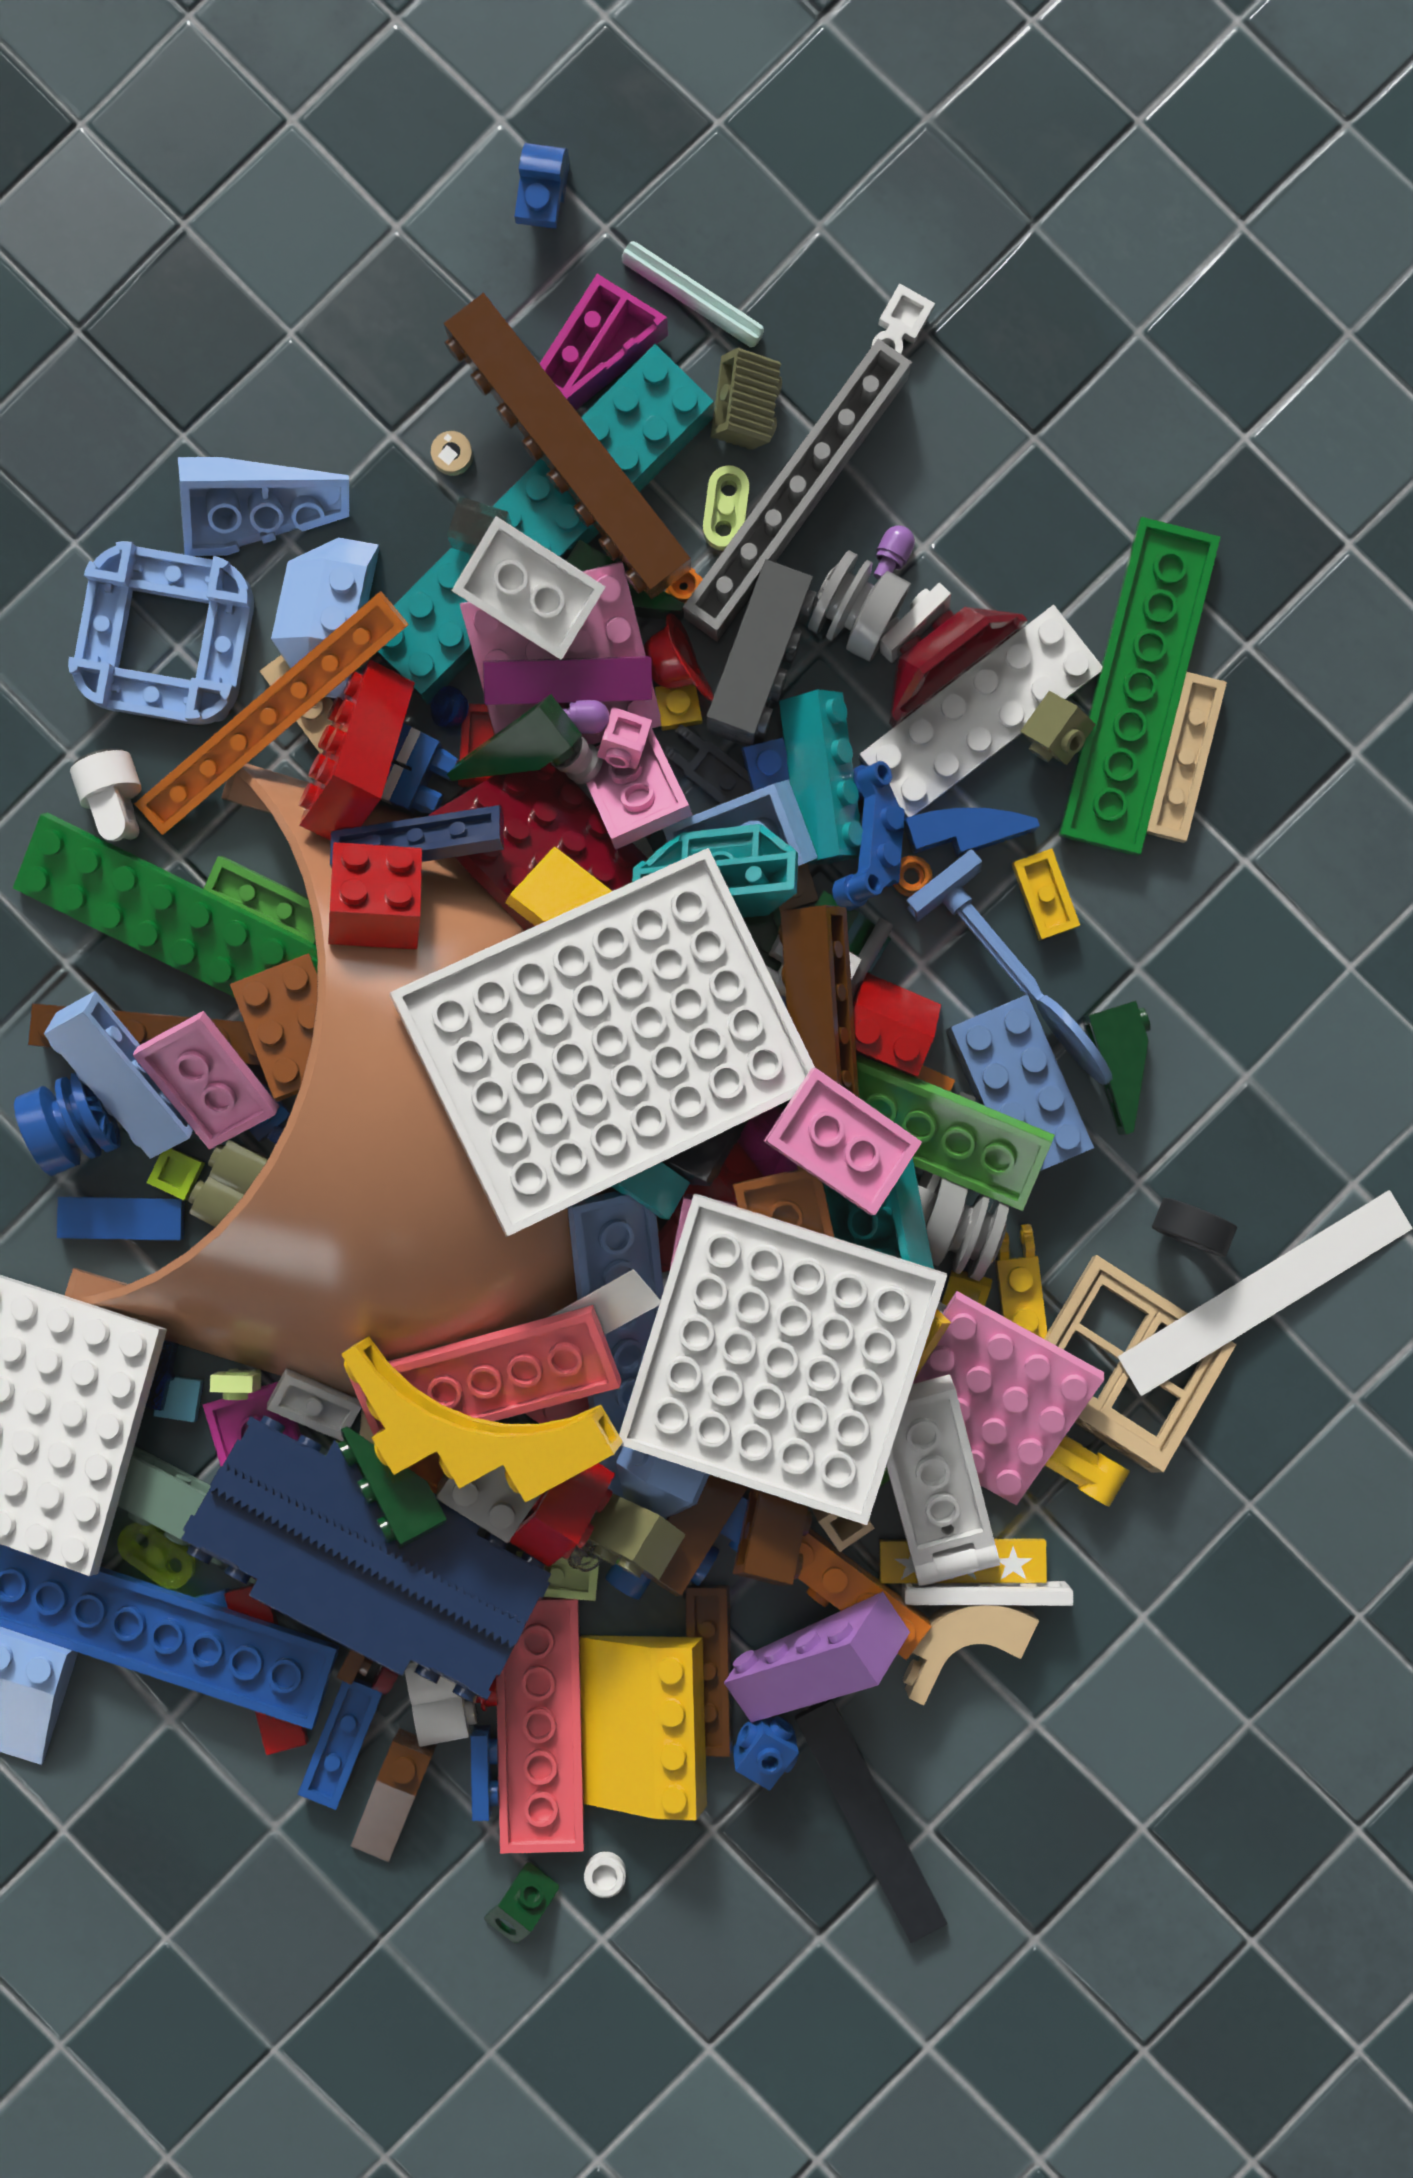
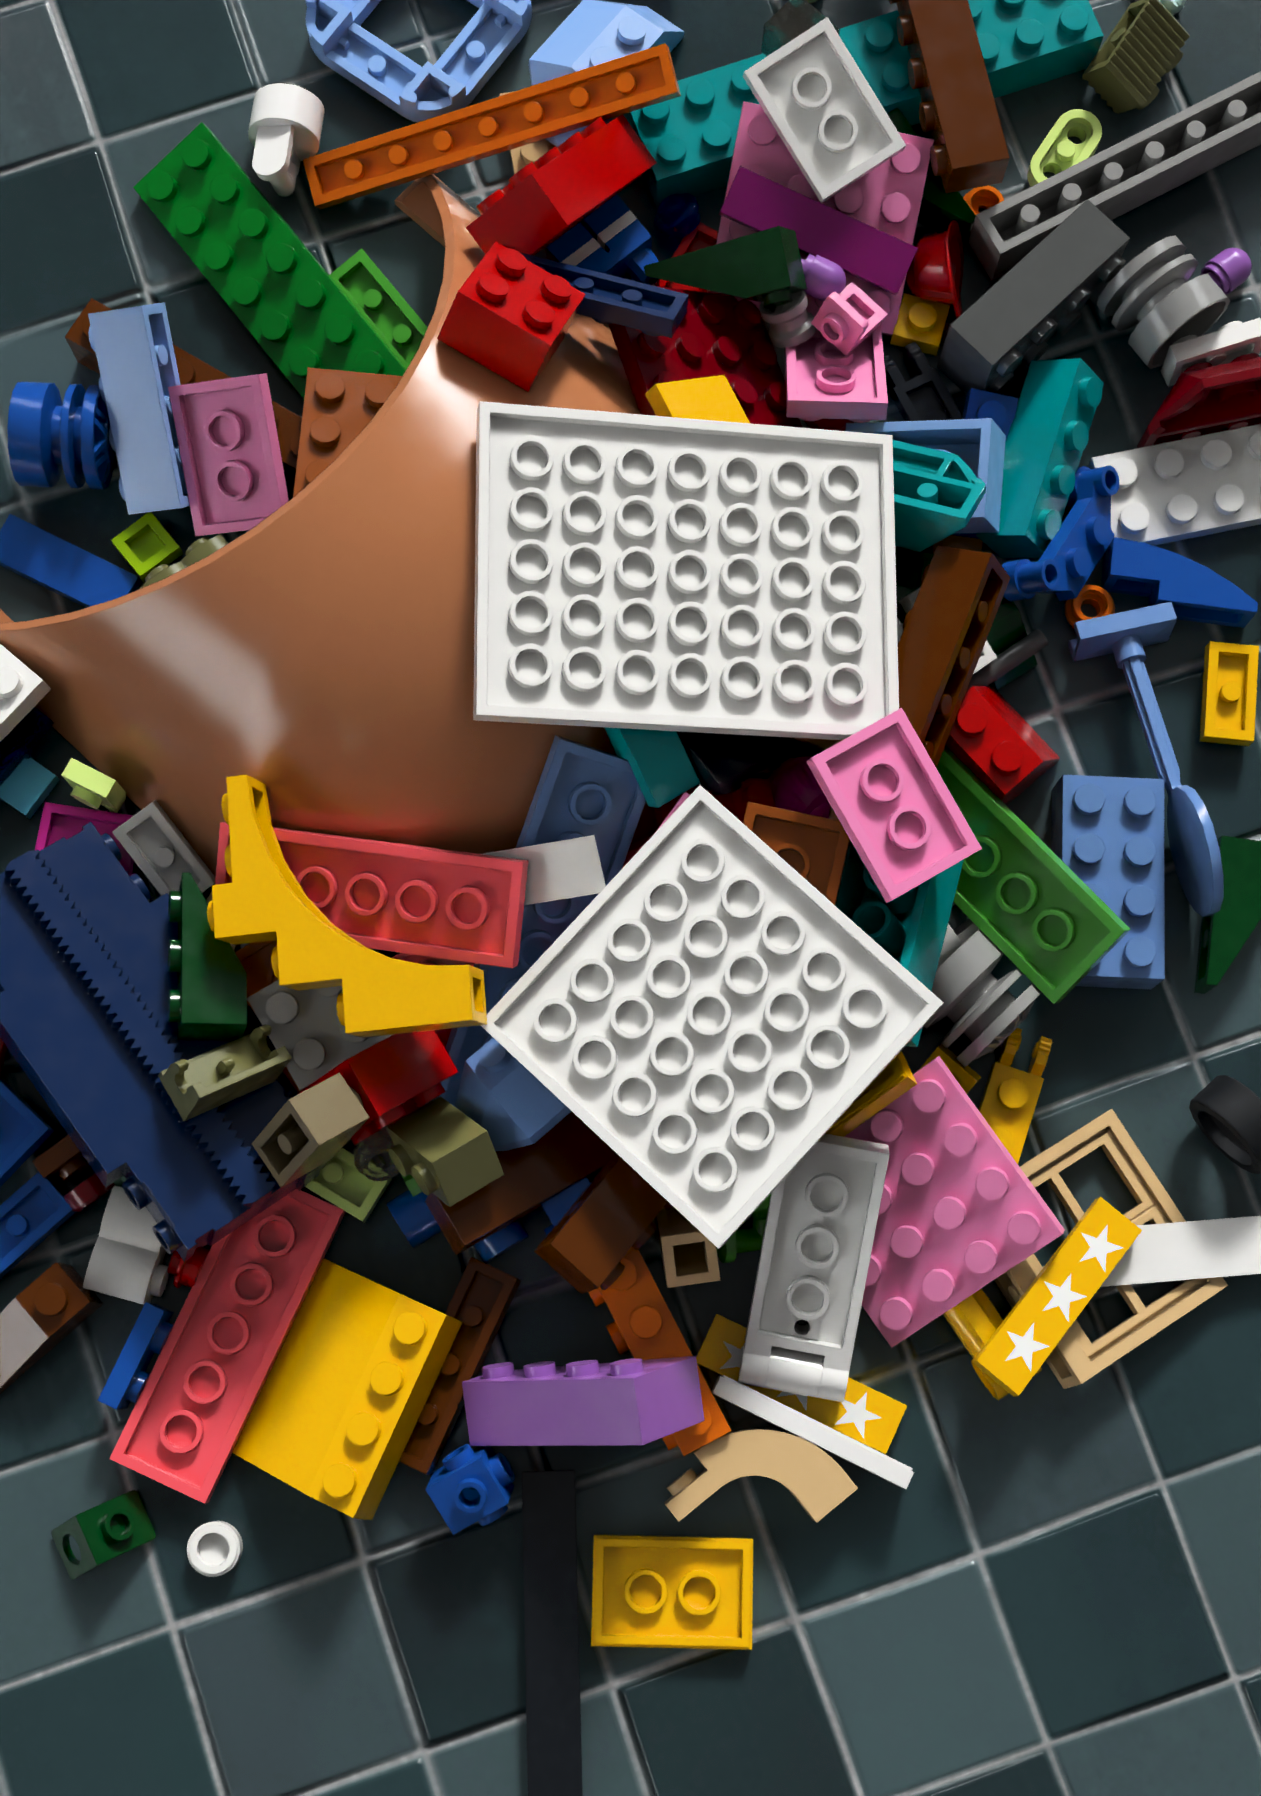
camera: 20 degrees right, 10 degrees down
(446, 1560) = (223, 1073): none -> olive hinge
(533, 1574) = (310, 1129): none -> dark tan brick
(940, 1748) = (672, 1592): none -> yellow tile
(1119, 1419) = (1057, 1297): none -> yellow tile

